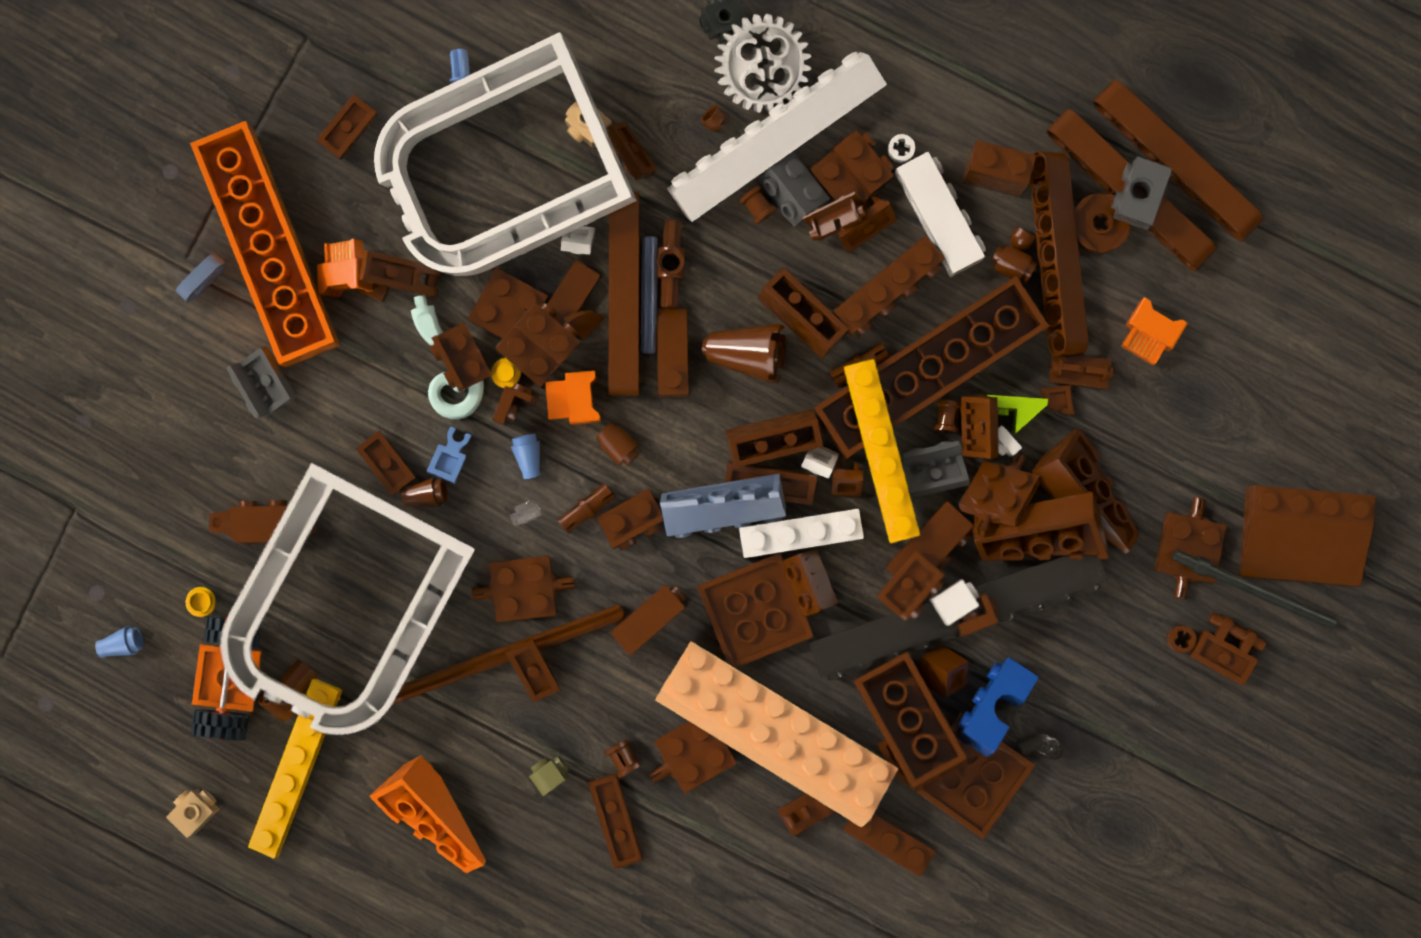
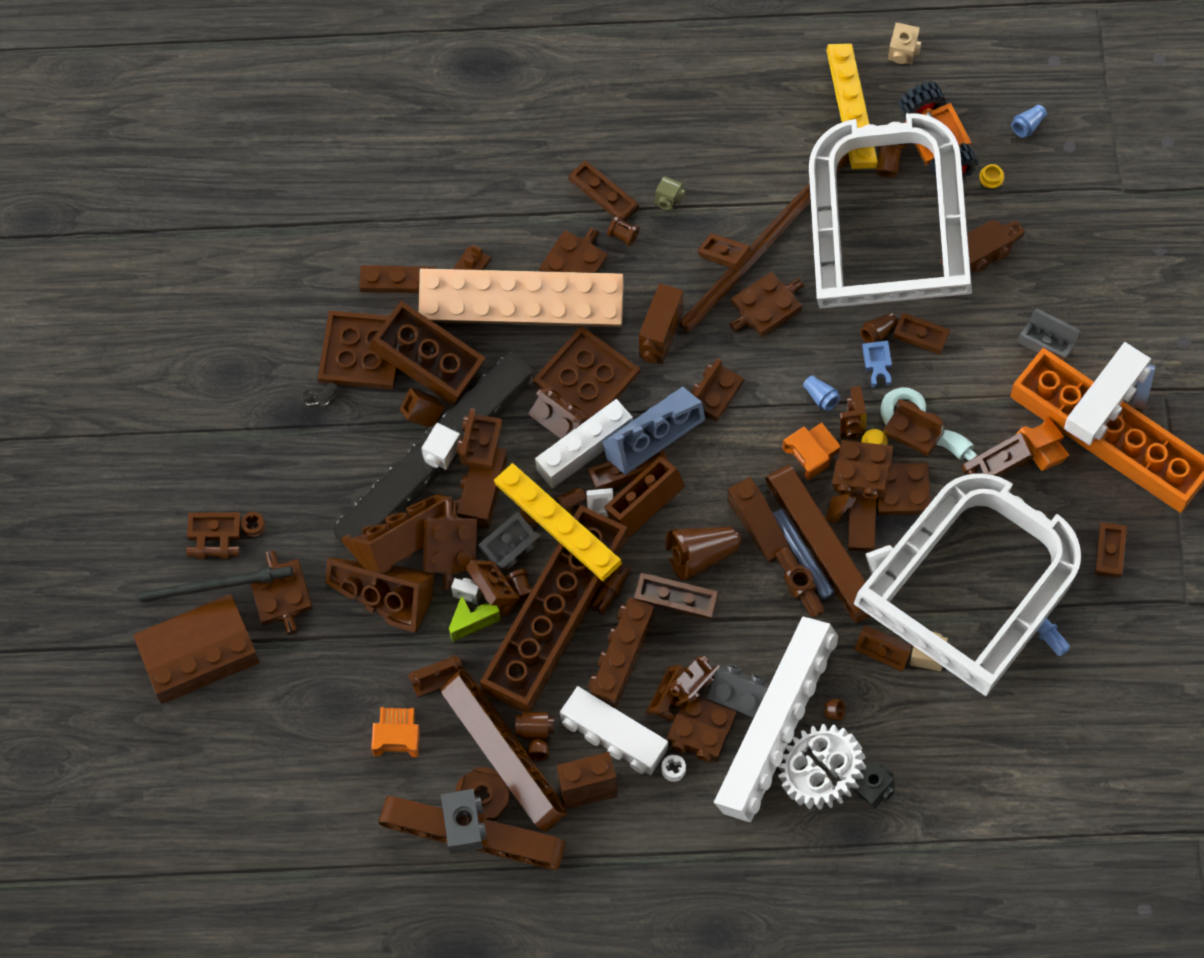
camera: 145 degrees right, 20 degrees down
(248, 269) = (1107, 394): none -> white brick
(424, 803) = (752, 133): orange wedge -> none
(525, 513) = (796, 352): clear plate -> none
(586, 508) = (755, 381): reddish brown pin -> none
(618, 444) = (758, 434): reddish brown brick -> none
(758, 205) = (760, 662): reddish brown bush -> none
(974, 621) = (414, 443): reddish brown bracket -> none
(981, 727) = (370, 422): blue arch -> none
(1059, 399) = (442, 647): reddish brown tile -> none
(1188, 168) = (447, 876): reddish brown beam -> none

